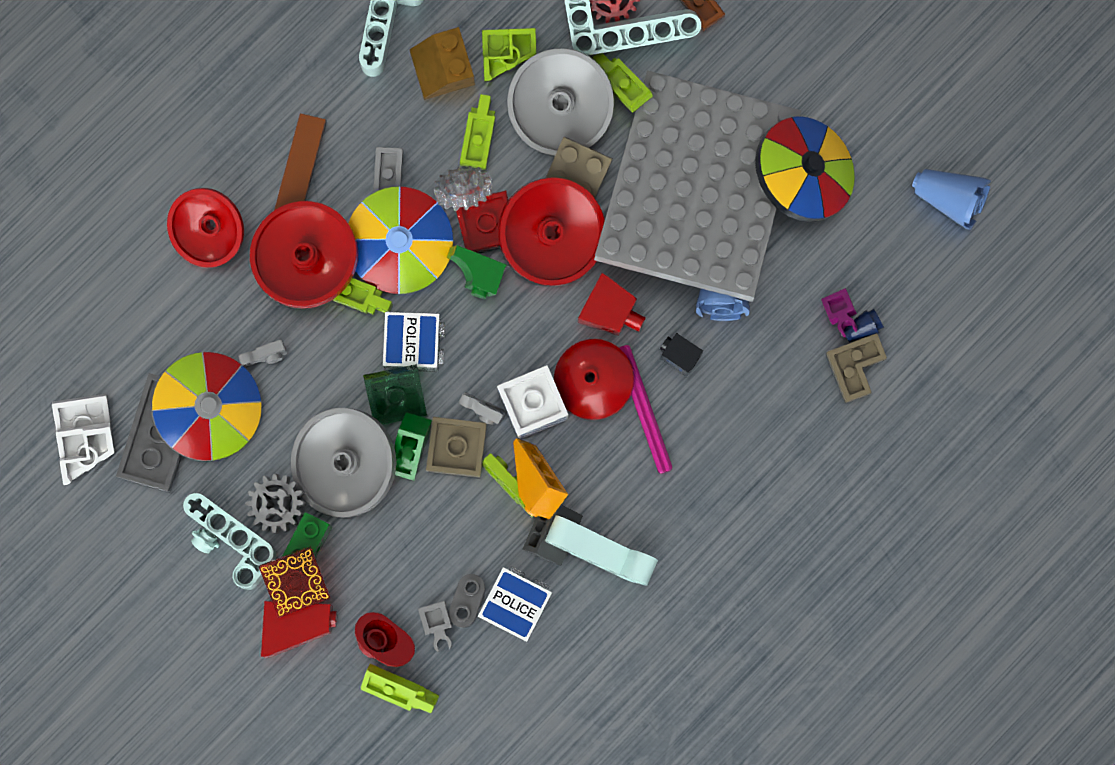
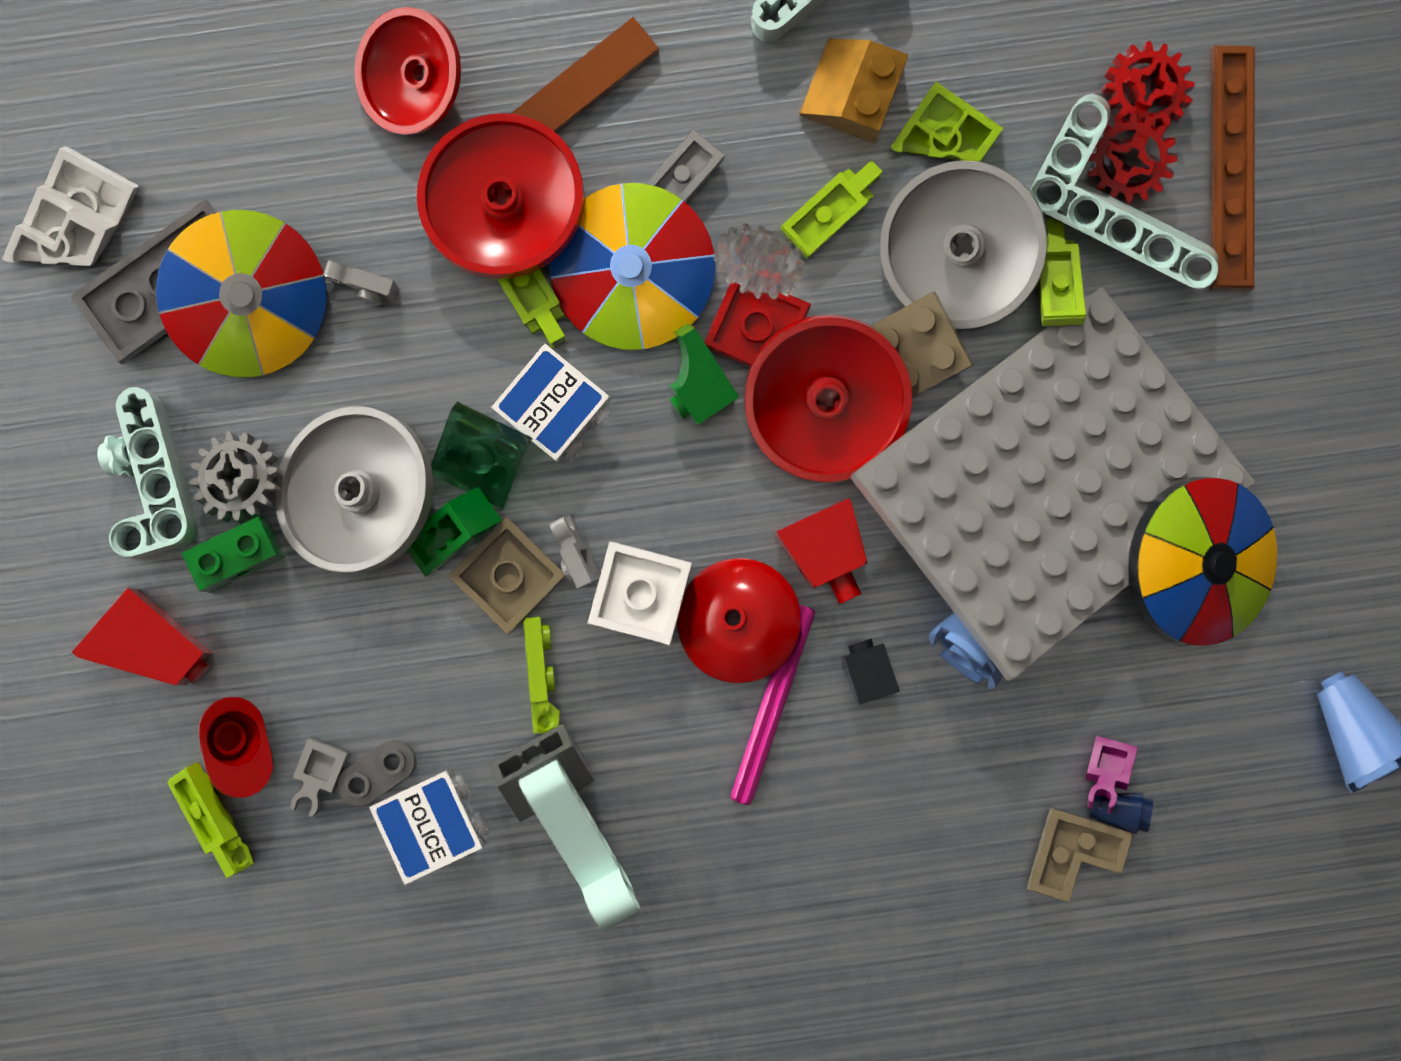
camera: 35 degrees right, 5 degrees up
(294, 582) = (177, 593): clear red plate -> none
(536, 481) = (567, 699): light orange slope -> none

